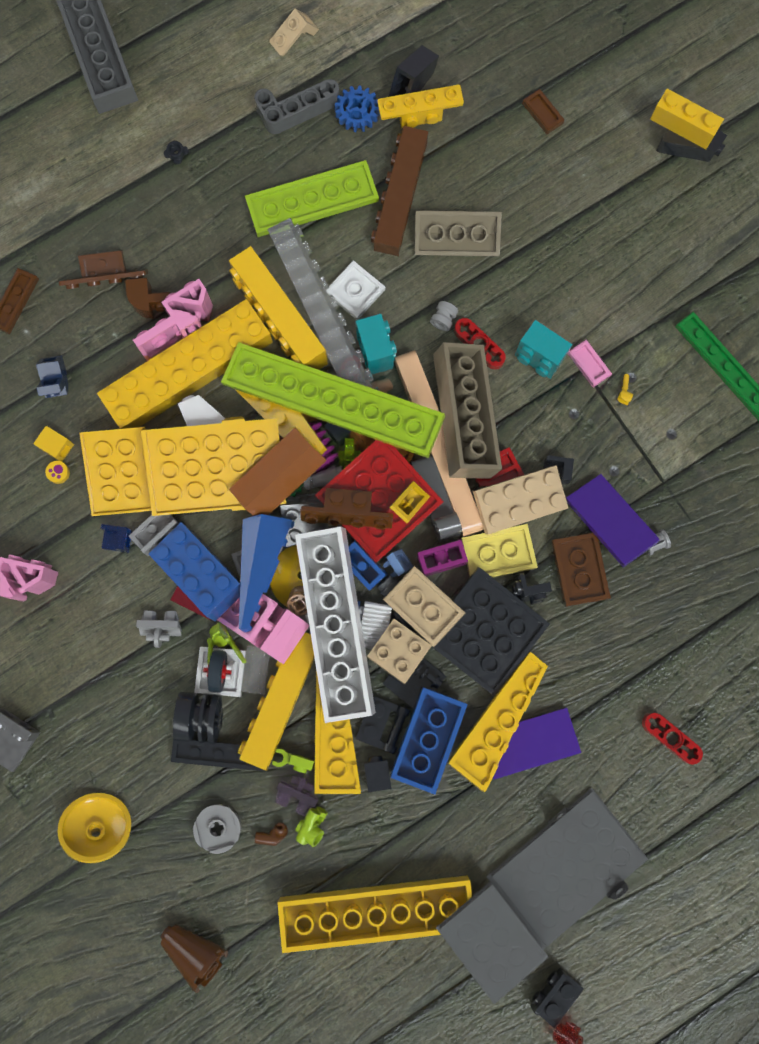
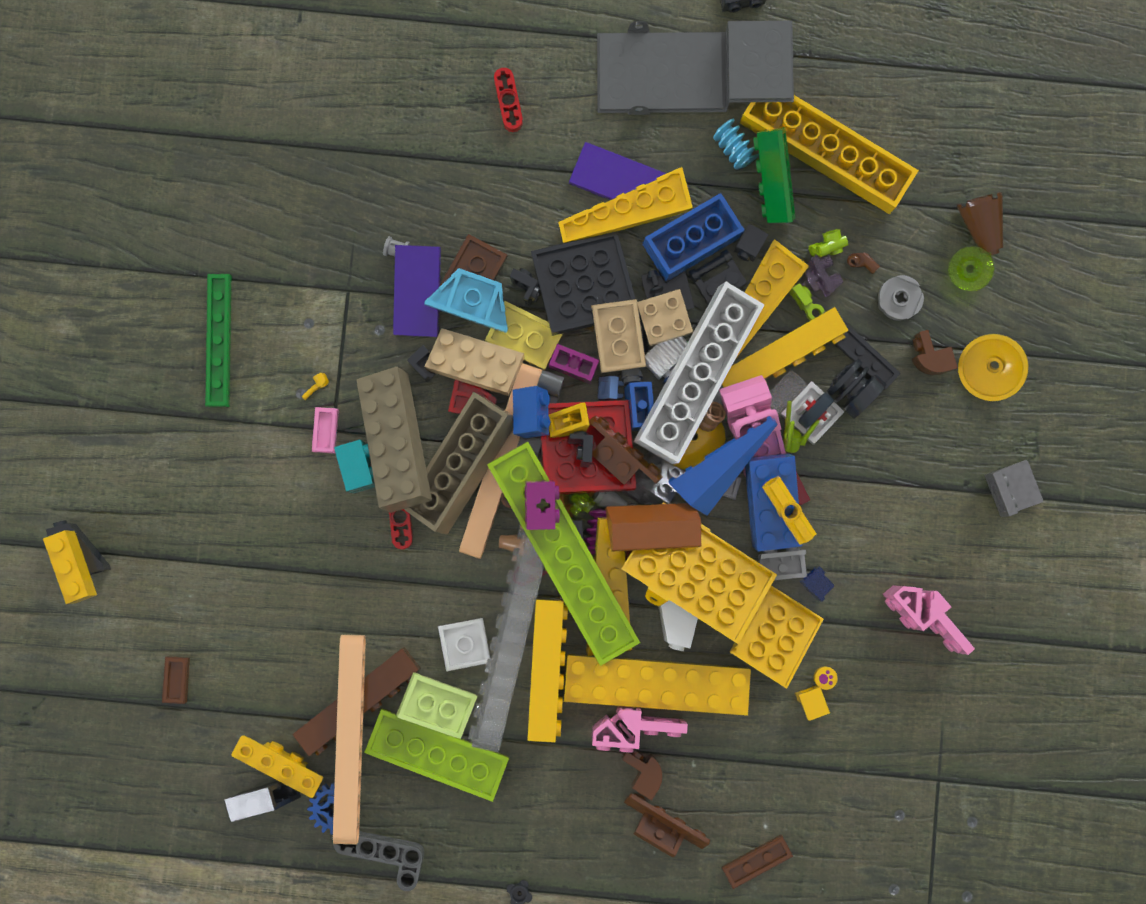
camera: 145 degrees left, 5 degrees up
(52, 377) = (773, 762): dark blue brick -> none
(151, 793) = (931, 361): none -> reddish brown brick
(159, 630) = (841, 491): light grey hips -> none
(163, 898) = (982, 265): none -> clear neon green dish
(189, 571) = (796, 522): none -> yellow piece
(339, 228) = (436, 705): none -> yellowish green plate
(373, 402) = (534, 517): none -> magenta brick
(375, 343) = (487, 579): teal brick -> none
(378, 487) = (583, 452): none -> black bracket
(385, 155) = (349, 739): none -> light nougat beam
(400, 847) = (776, 175): none -> green slope
(444, 316) = (412, 561): light grey wheel -> none
(444, 487) = (530, 412): none -> blue brick
(456, 850) = (734, 145): none -> medium azure piece
(457, 233) = (334, 616): dark tan slope -> none
(532, 388) = (393, 440): none -> dark tan brick
(563, 545) = (472, 299): none -> medium azure wing

